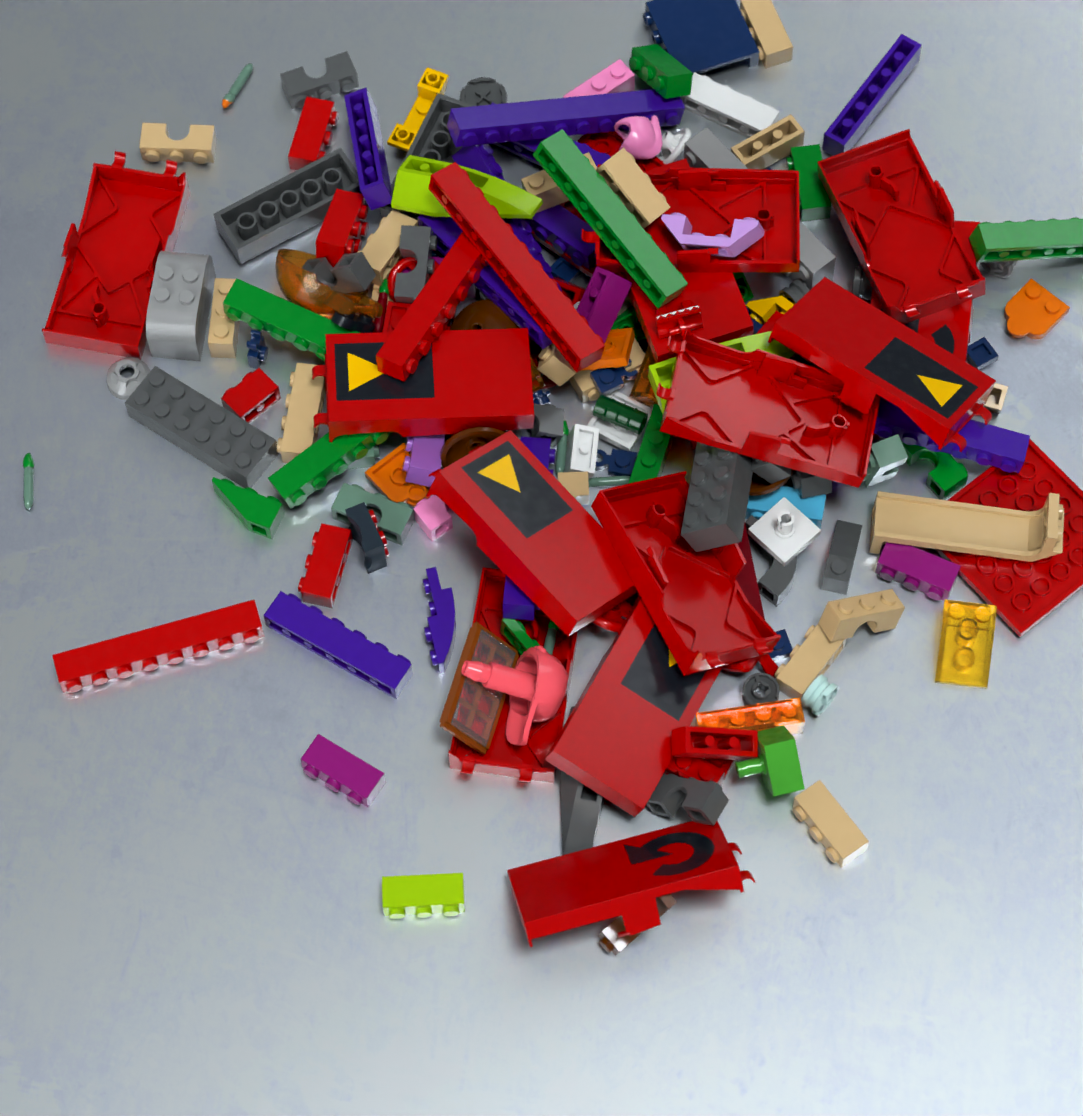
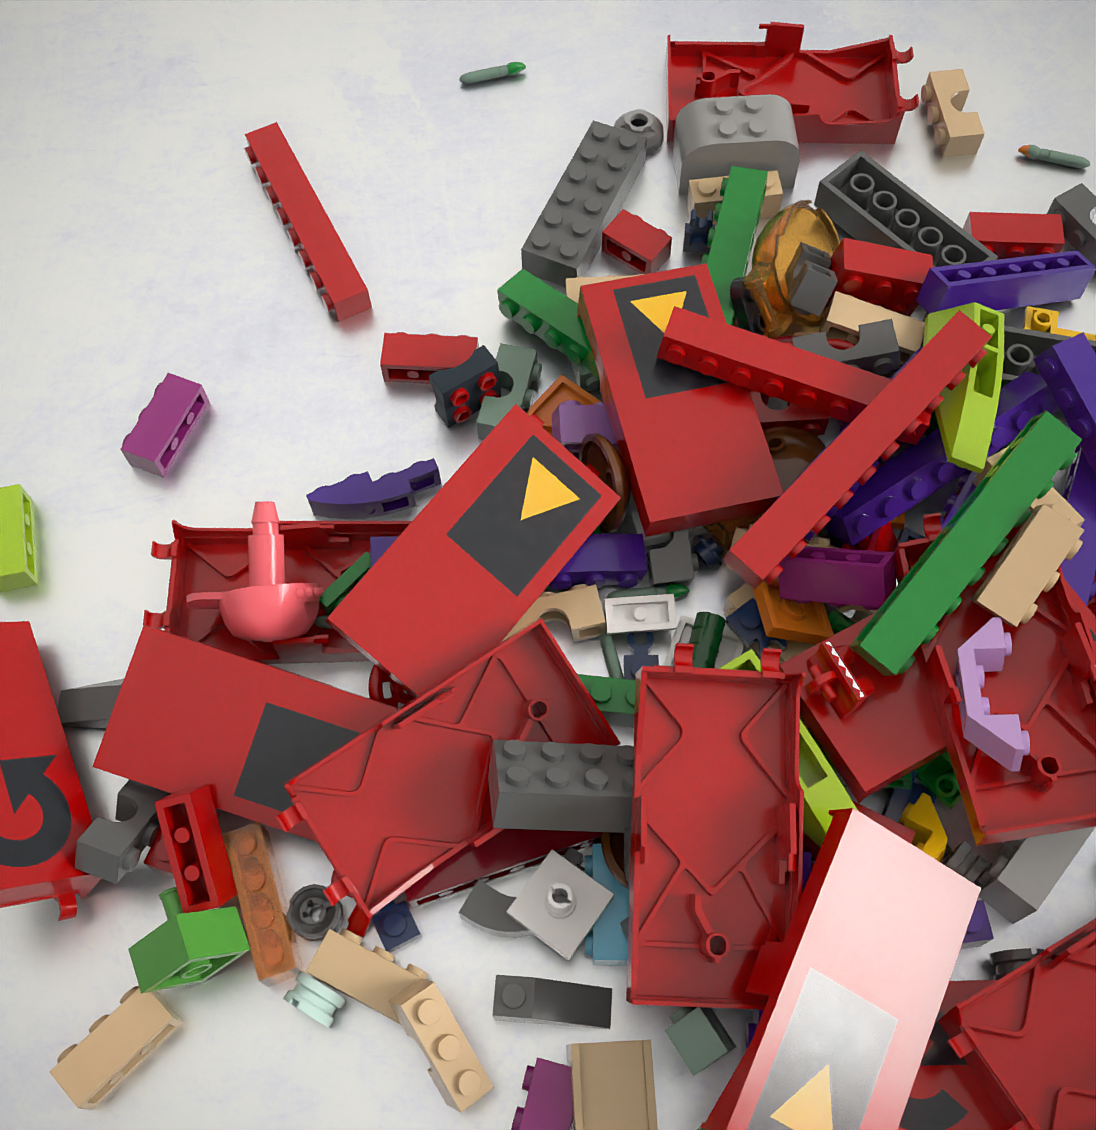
camera: 80 degrees right, 0 degrees up
(256, 512) = (492, 269): green slope -> none
(339, 644) = (327, 392): dark purple brick -> none
(470, 708) = (309, 533): clear piece -> none

